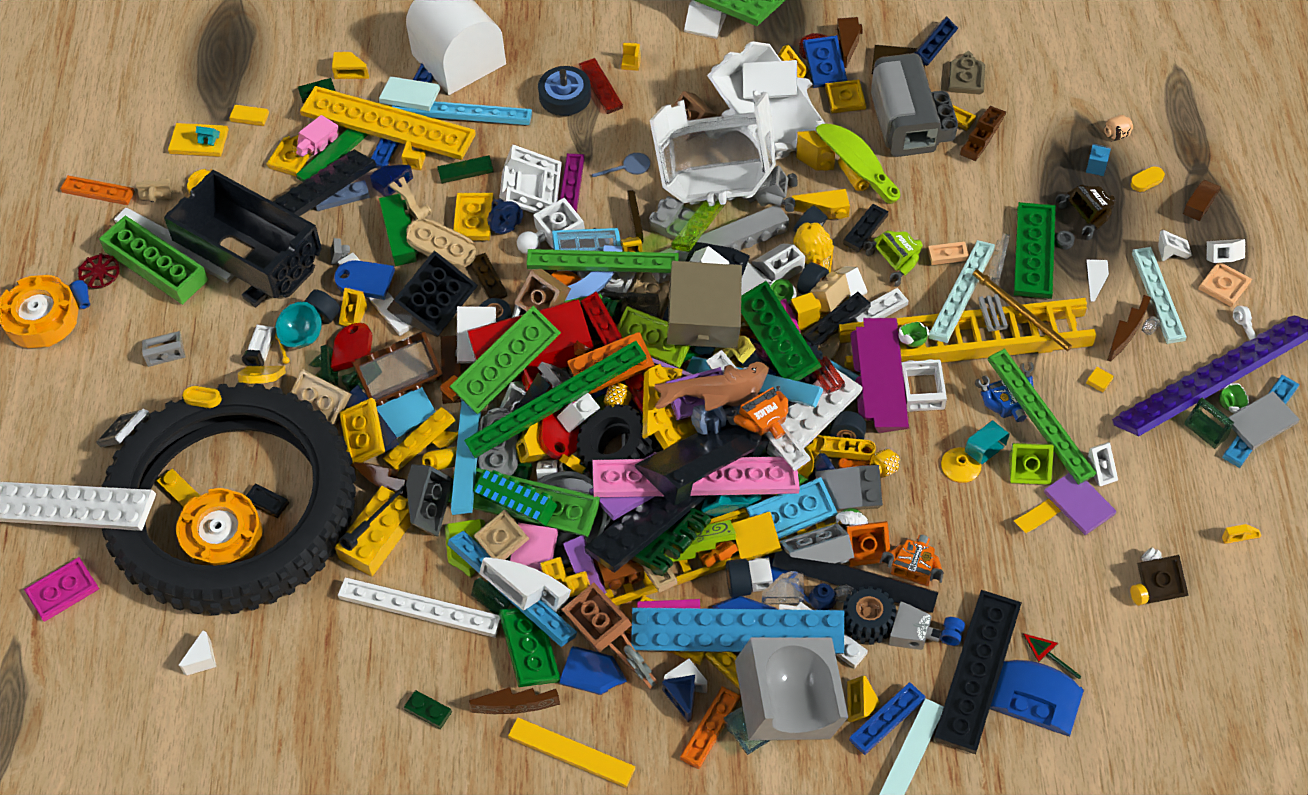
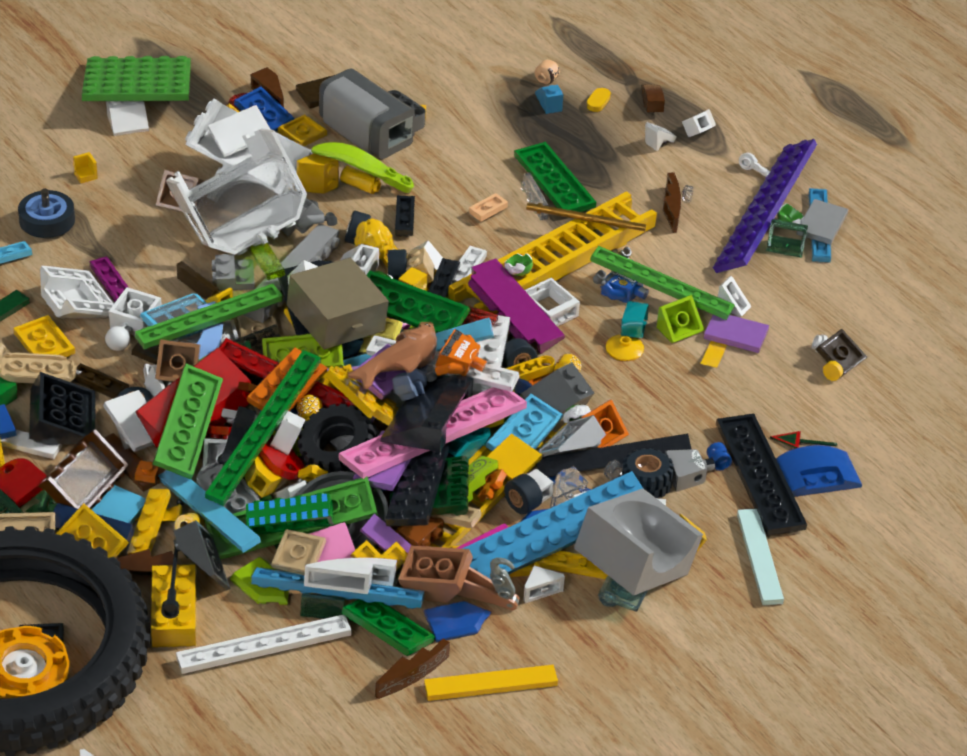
camera: 40 degrees left, 15 degrees down
(427, 709) = (338, 714): dark green plate -> none
(504, 216) = (79, 324): dark blue tile -> none
(601, 86) = (81, 203): clear red tile -> none
(634, 163) = (155, 247): sand blue piece -> none
(681, 693) = (548, 594): dark blue slope -> none
(710, 727) = (588, 611): orange tile -> none
(822, 597) = (597, 477): dark blue cone -> none
(831, 203) = (363, 203): yellow slope -> none
(887, 718) = (721, 537): blue plate -> none
(898, 249) = (446, 217): lime torso -> none
(914, 561) = (652, 422): torso -> none
(936, 40) = (344, 58): dark blue slope -> none
(961, 292) = (526, 225): light aqua tile -> none
(967, 75) = (392, 78): dark tan tile -> none
(983, 133) = (442, 115): reddish brown slope -> none
(990, 300) = (568, 227): light grey tile -> none
(1064, 240) = (572, 163): dark grey tile -> none
(1092, 205) = (573, 129): dark brown torso -> none
(1097, 276) = (616, 178): white sticker -> none
(1099, 379) = (680, 246): yellow tile -> none
(1159, 294) = (663, 166): light aqua tile -> none
(1225, 284) = (716, 147): light nougat tile -> none
(1240, 533) = (868, 301): yellow tile -> none

